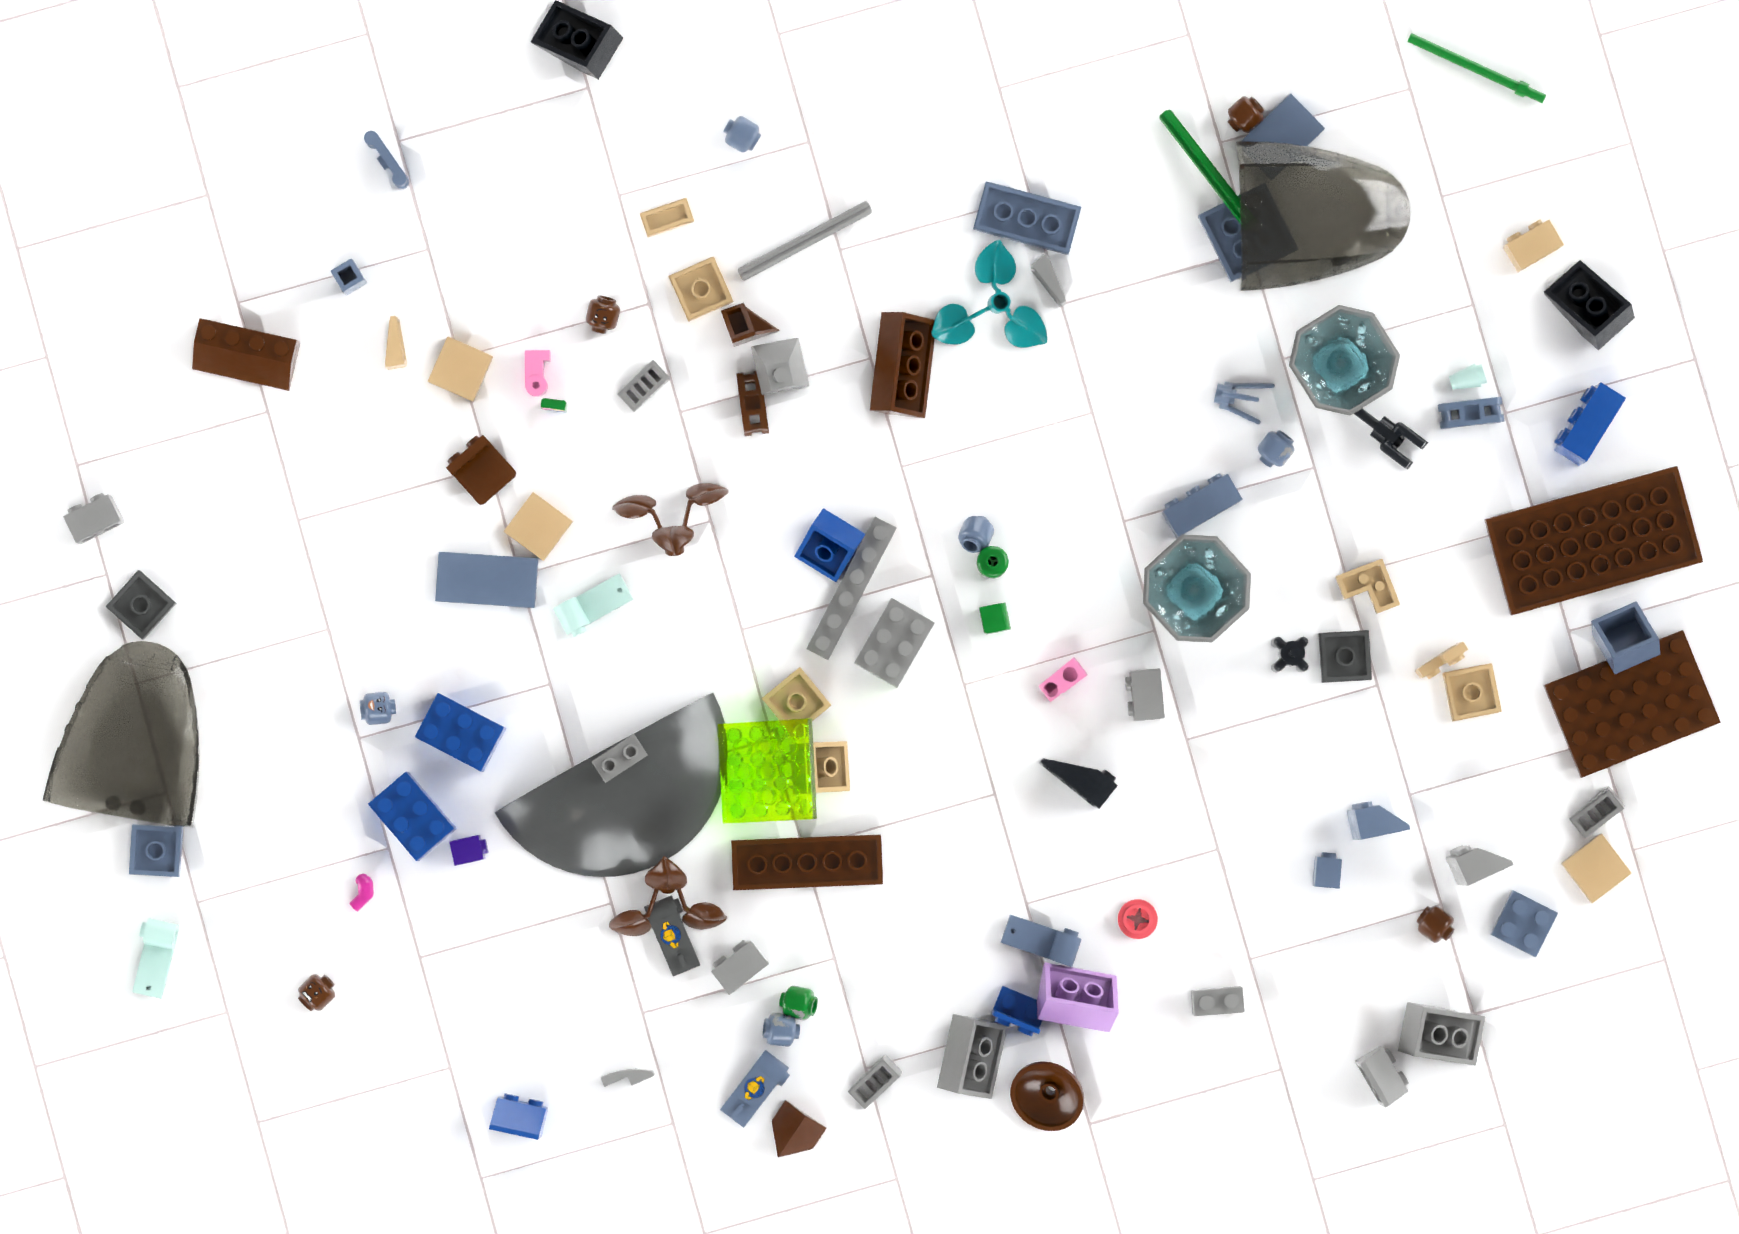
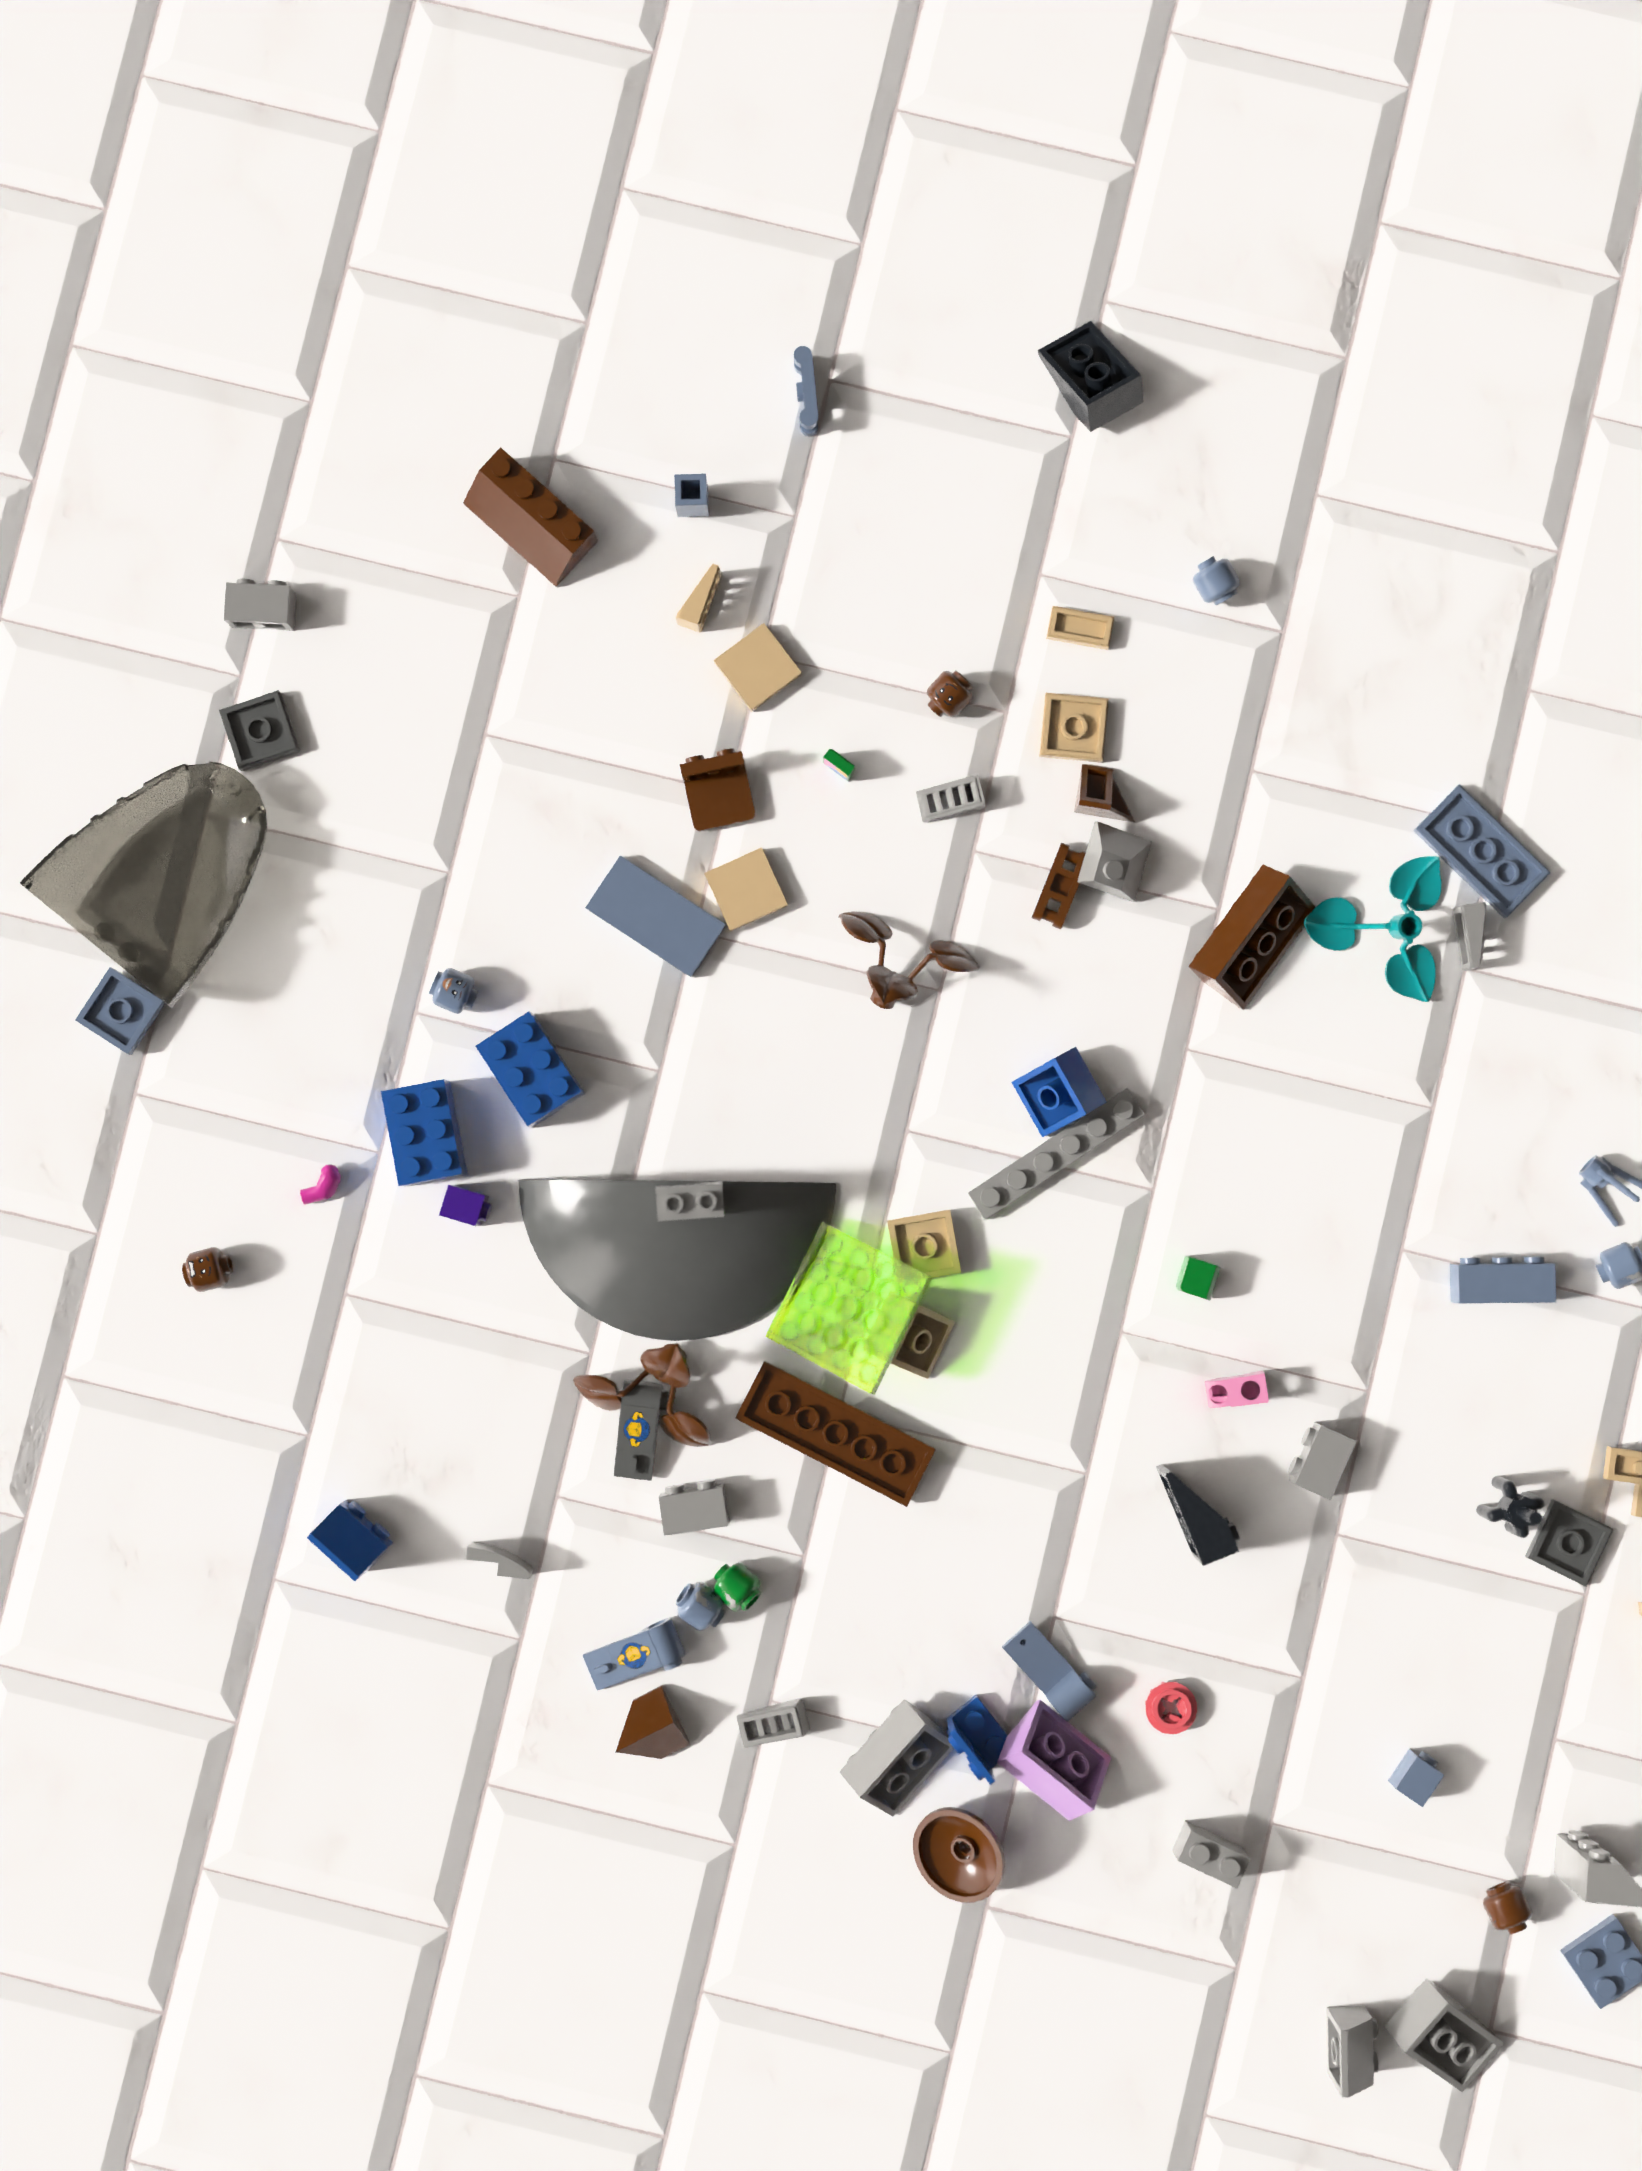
camera: 30 degrees right, 0 degrees up
(156, 957) = (64, 1119): light aqua door -> none
(534, 371) = (838, 714): bright pink leg -> none
(592, 605) = (757, 1010): light aqua door -> none
(804, 240) = (1219, 738): light grey axle -> none
(894, 642) = (1071, 1242): light grey brick -> none
(976, 533) = (1230, 1171): sand blue head -> none
(991, 571) = (1223, 1221): green head -> none
(1221, 582) = (1480, 1379): clear light blue rock -> none
(1373, 821) = (1506, 1756): sand blue slope -> none

